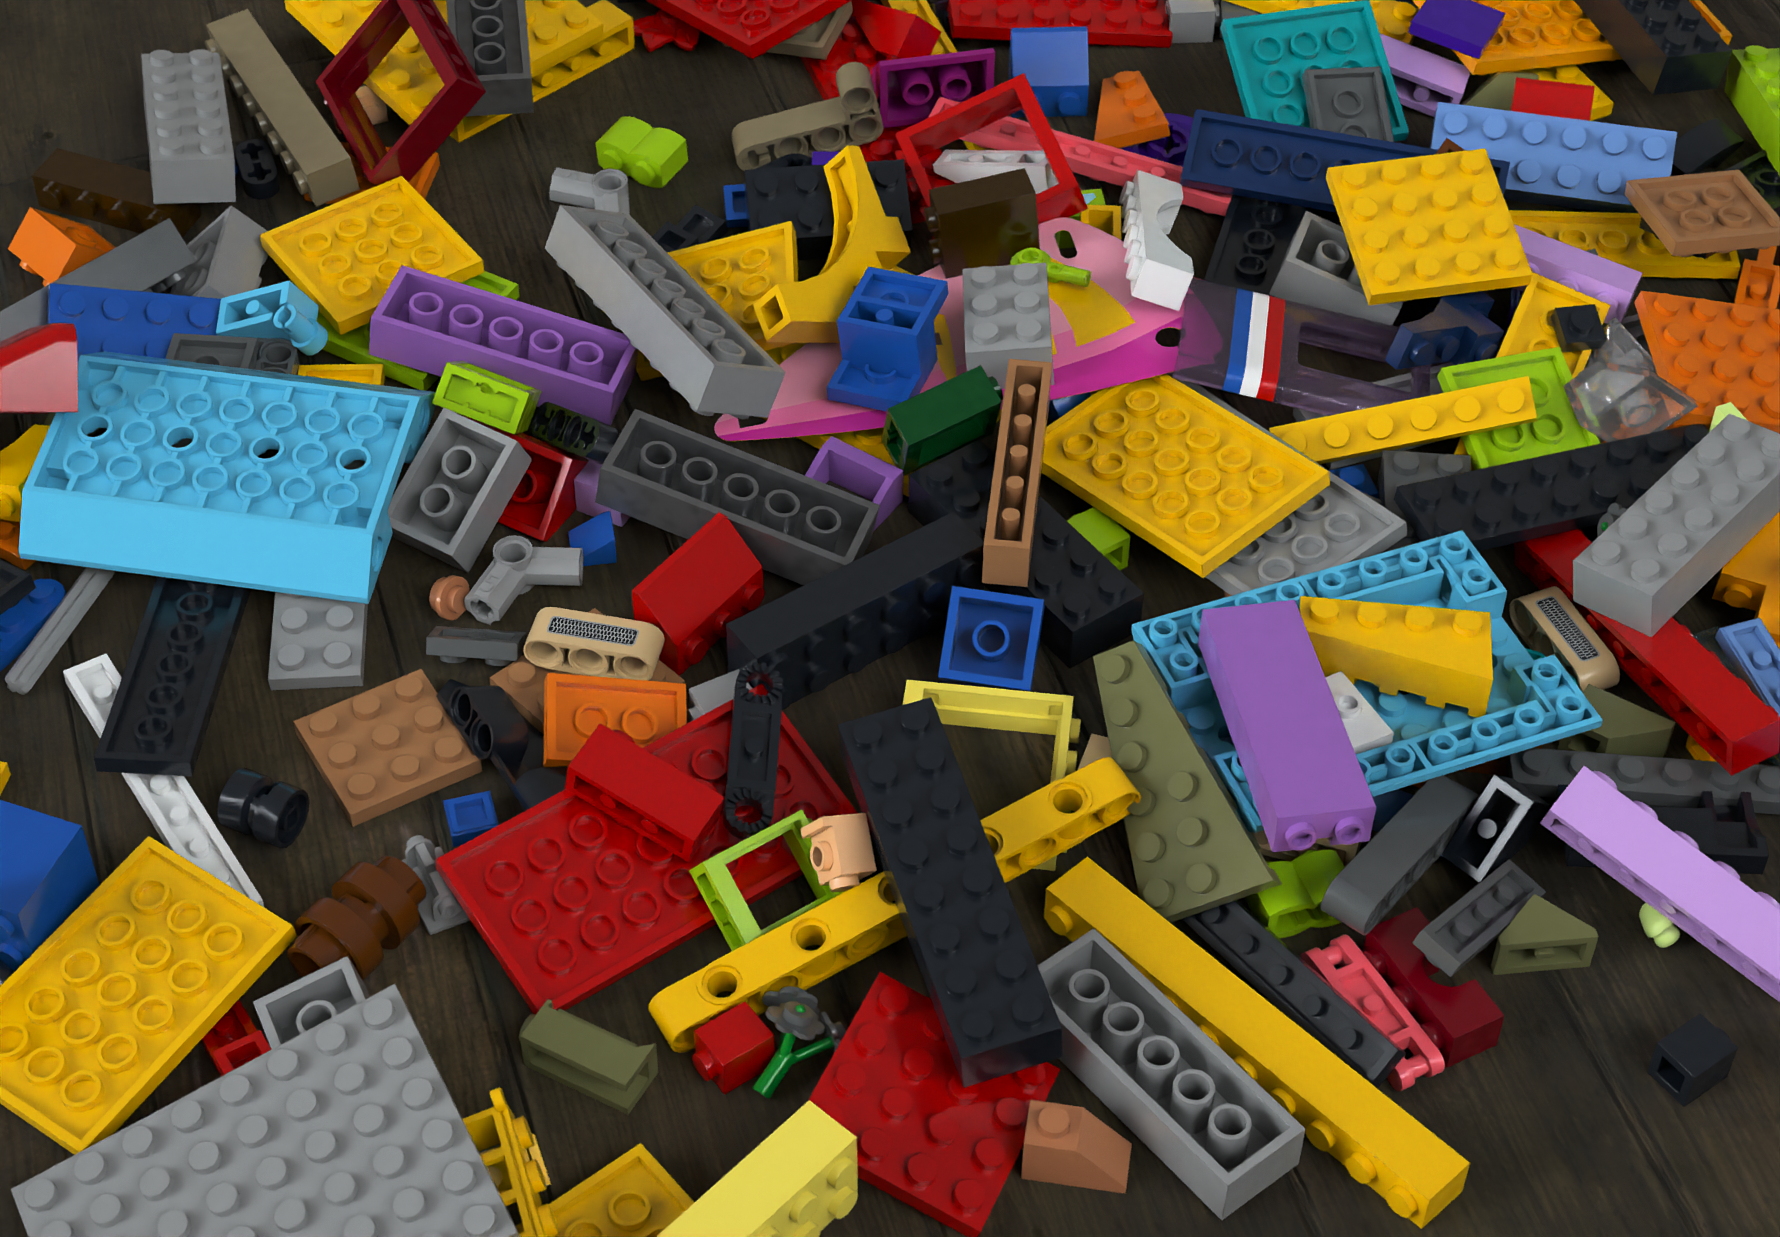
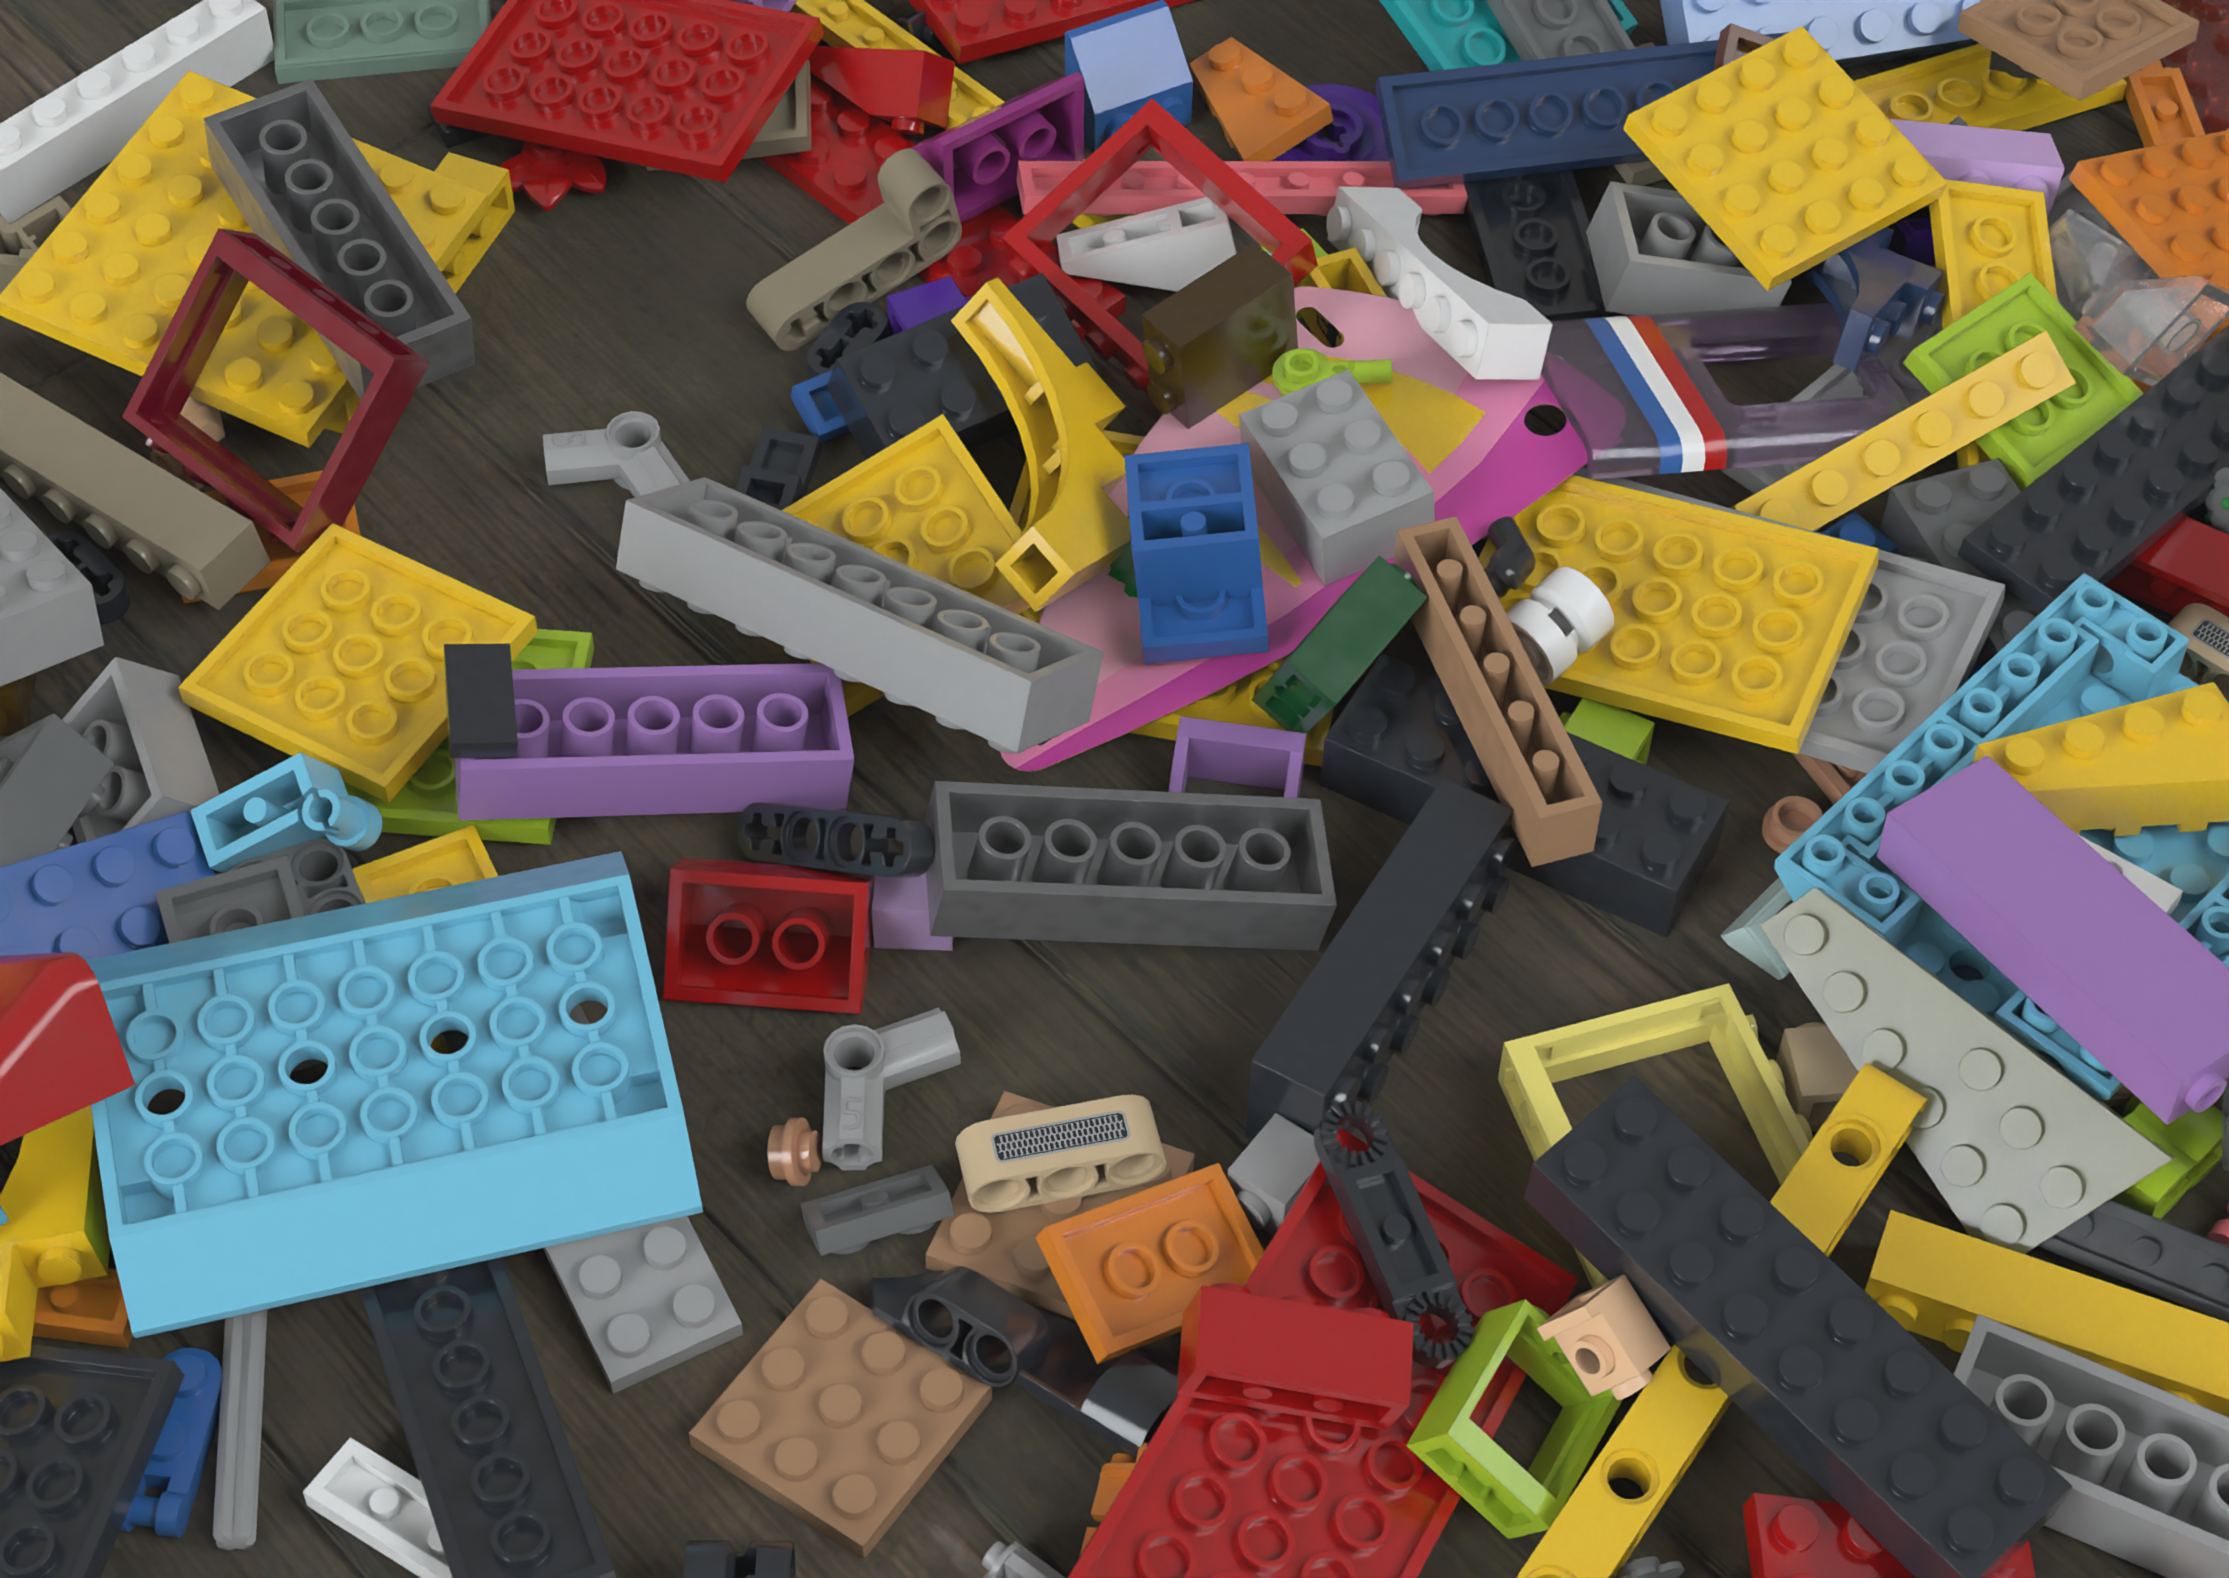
camera: 25 degrees left, 5 degrees up
(403, 283) = (480, 701): none -> black tile
(456, 489) = (728, 984): light grey brick -> none
(470, 816) = (1028, 1479): blue tile -> none
(486, 397) = (709, 835): lime window -> none
(596, 539) = (938, 981): blue slope -> none
(642, 151) = (637, 370): lime brick -> none
(699, 592) = (1155, 1016): red slope -> none
(991, 639) = (1581, 945): blue brick -> none
(1089, 411) = (1513, 558): none -> black arm
(1100, 448) = (1560, 620): none -> white wheel
(1578, 328) = (2028, 237): black plate -> none

